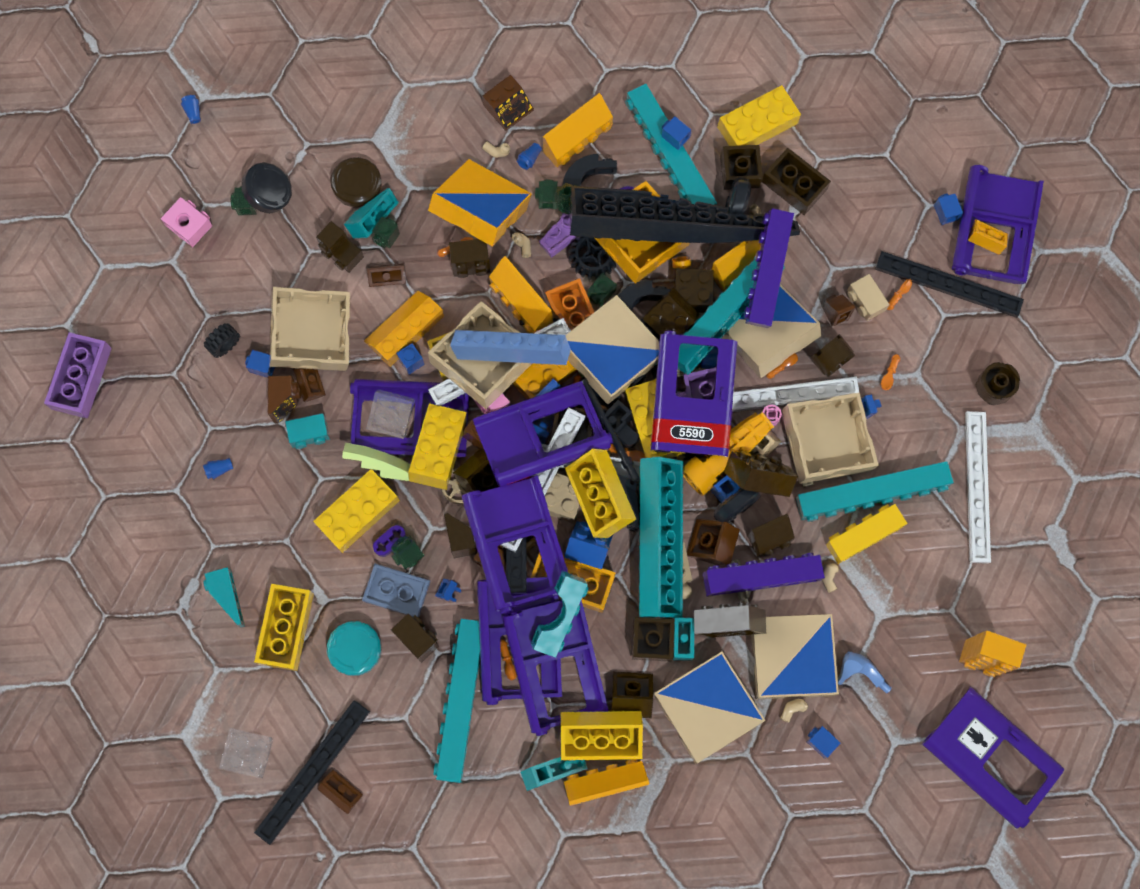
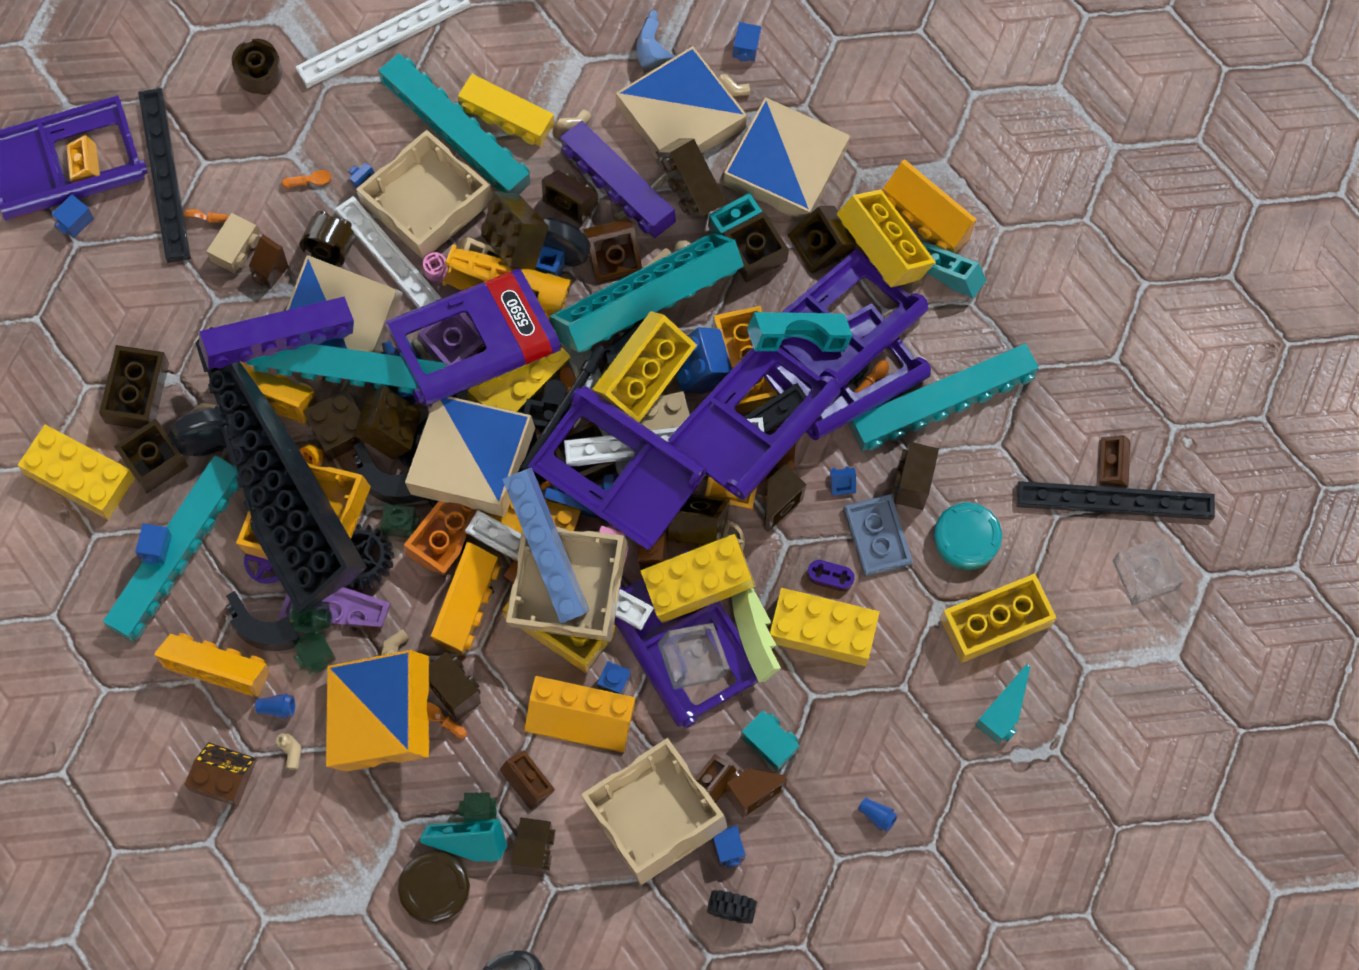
camera: 125 degrees left, 5 degrees down
(406, 552) = (832, 544): clear green brick -> none

